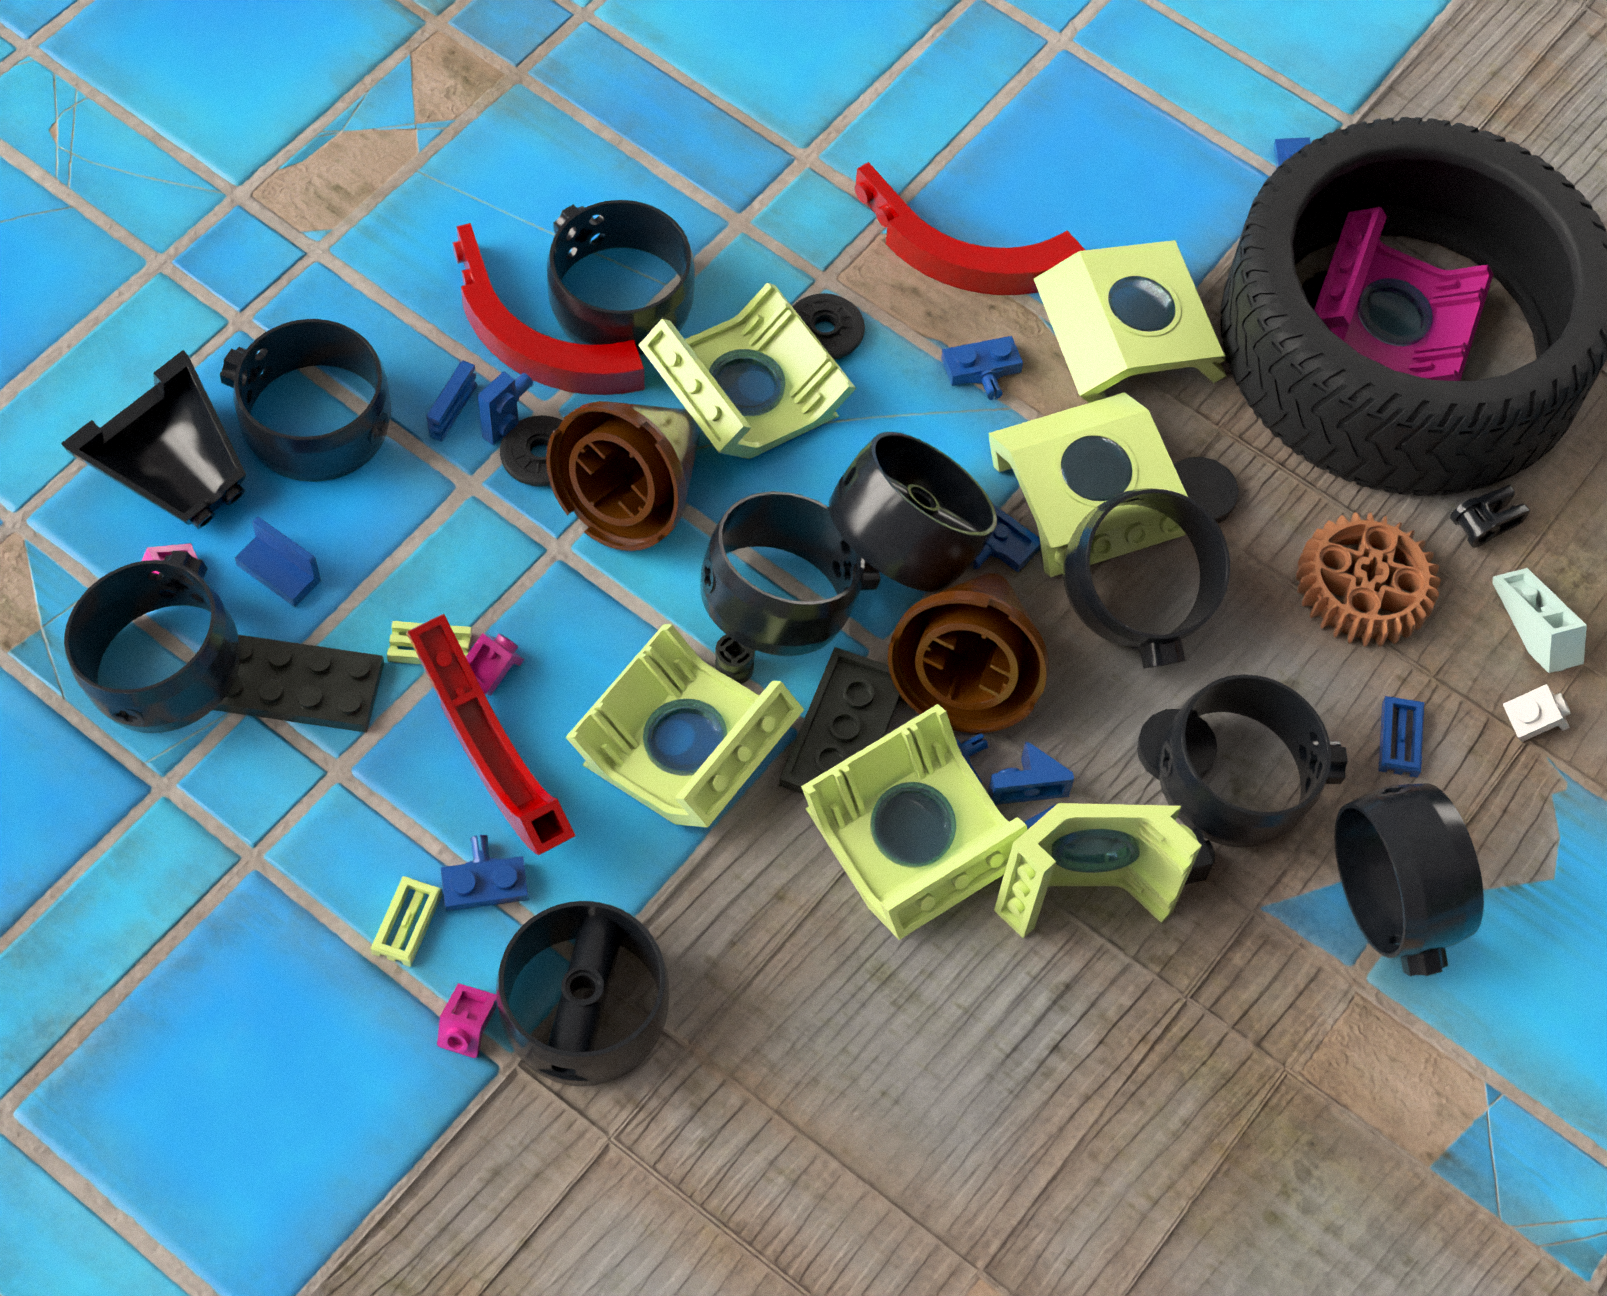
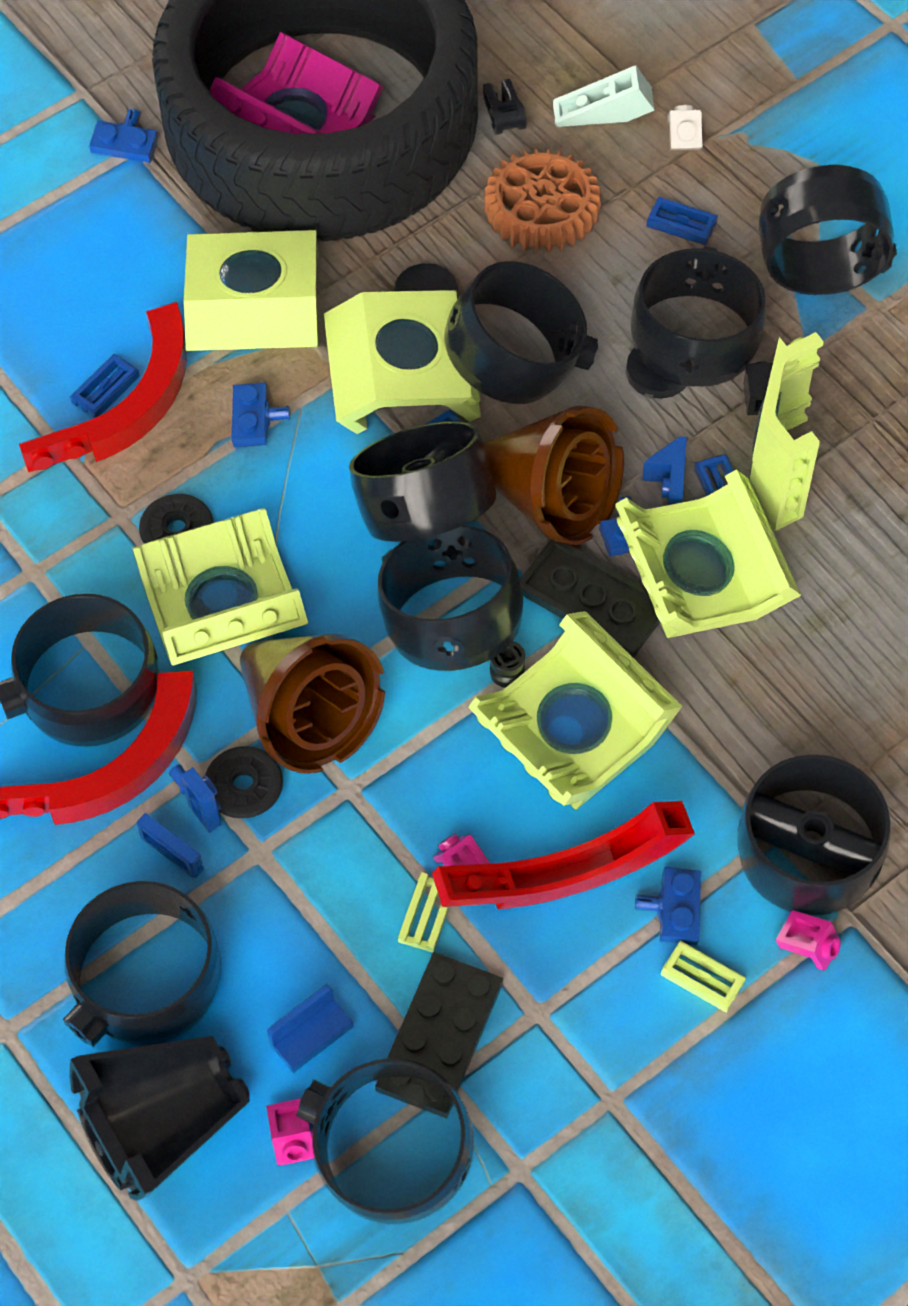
camera: 70 degrees left, 0 degrees up
(974, 231) = (109, 389): none -> blue tile

